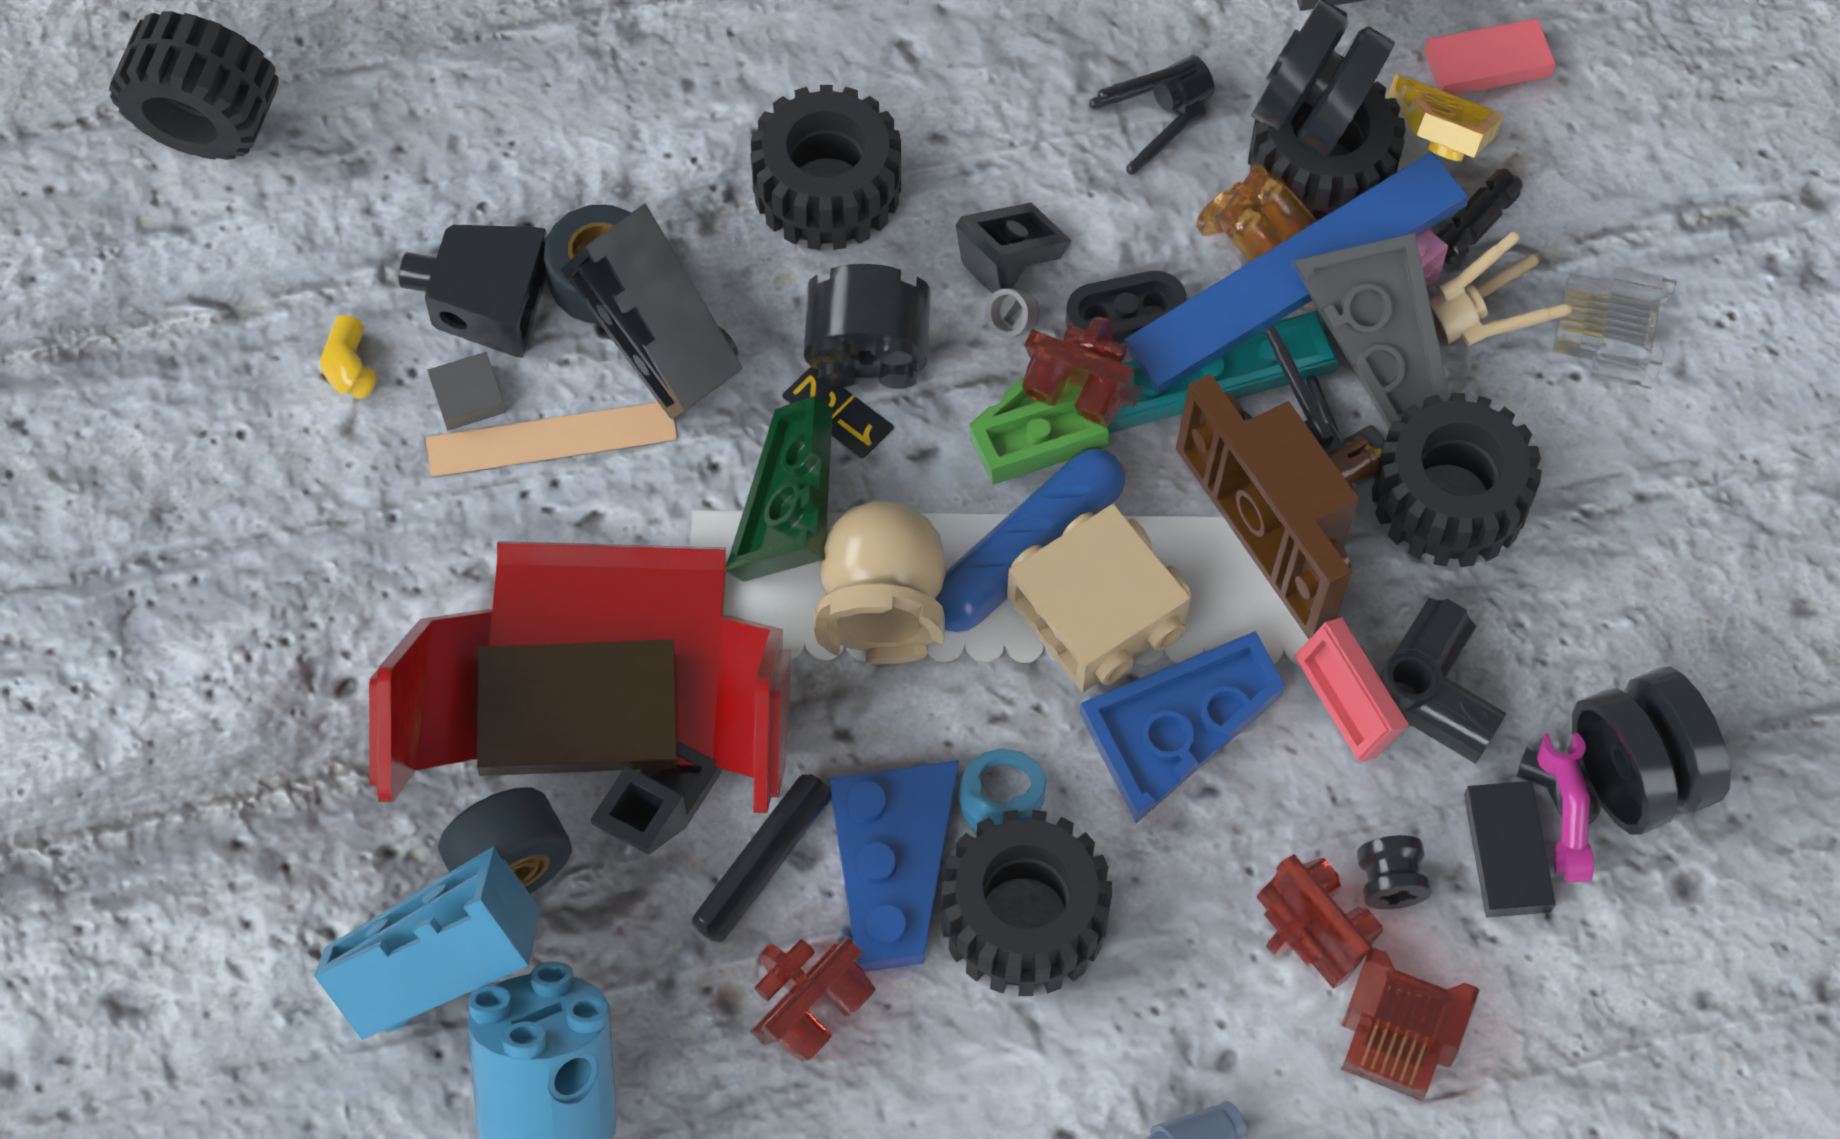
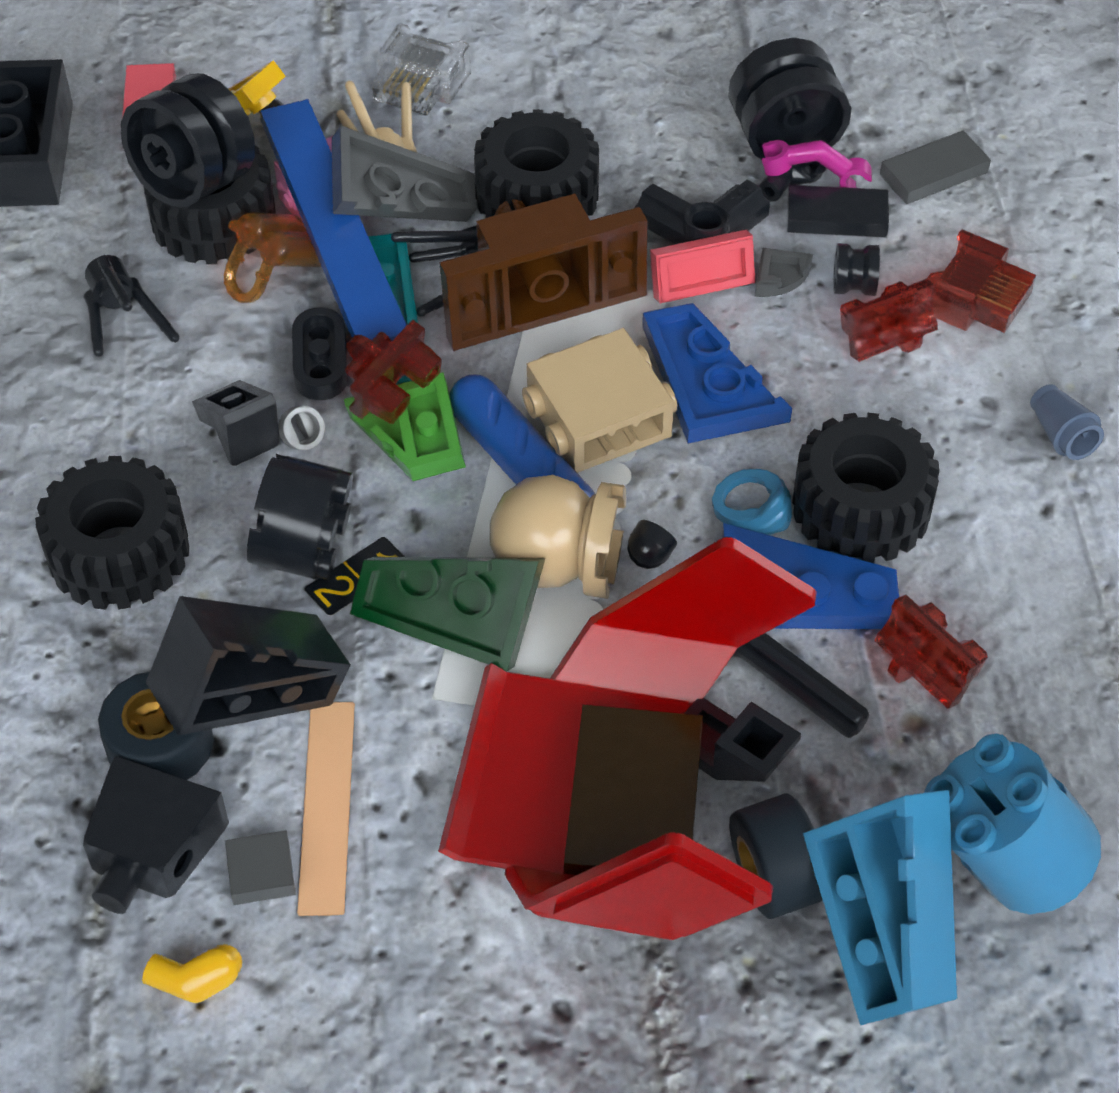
camera: 80 degrees left, 10 degrees down
(913, 686) = (650, 544): none -> black hinge
(1384, 790) = (781, 271): none -> dark grey tile
(1626, 966) = (935, 167): none -> dark grey tile

